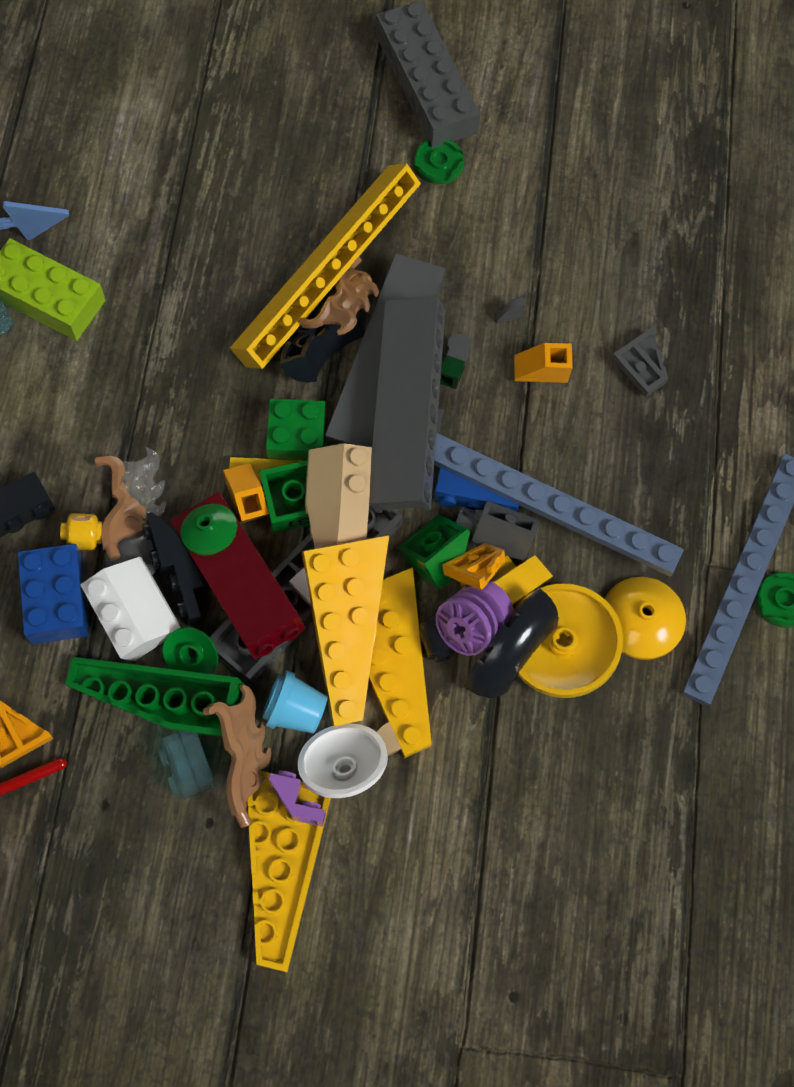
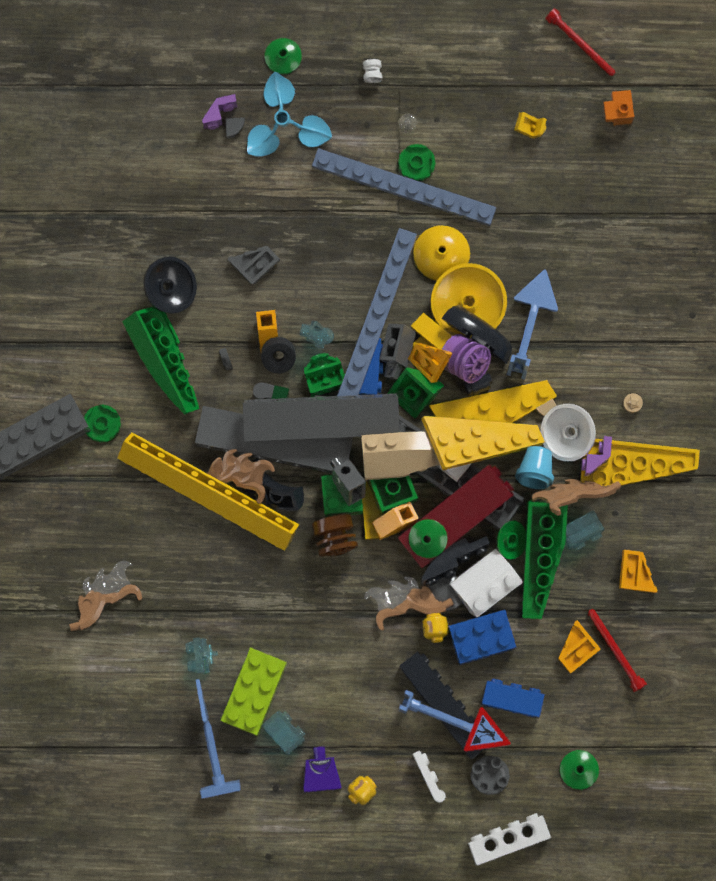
camera: 90 degrees left, 10 degrees up
(107, 233) = (203, 655): none -> clear light blue hips
(107, 839) = (635, 573): none -> light orange wing
(216, 137) = (103, 590): none -> piece
(237, 410) = (335, 536): none -> reddish brown wheel
(307, 423) = (348, 481): none -> dark grey torso
(379, 875) = (632, 403): none -> tan tile
(475, 427) = (323, 374): none -> green slope
(518, 379) = (278, 365): none -> black tyre
(524, 234) = (160, 353): none -> green wedge
(533, 421) = (317, 334): none -> clear light blue hips
(566, 748) = (537, 295): none -> medium blue piece
(630, 232) = (179, 281): none -> black dish

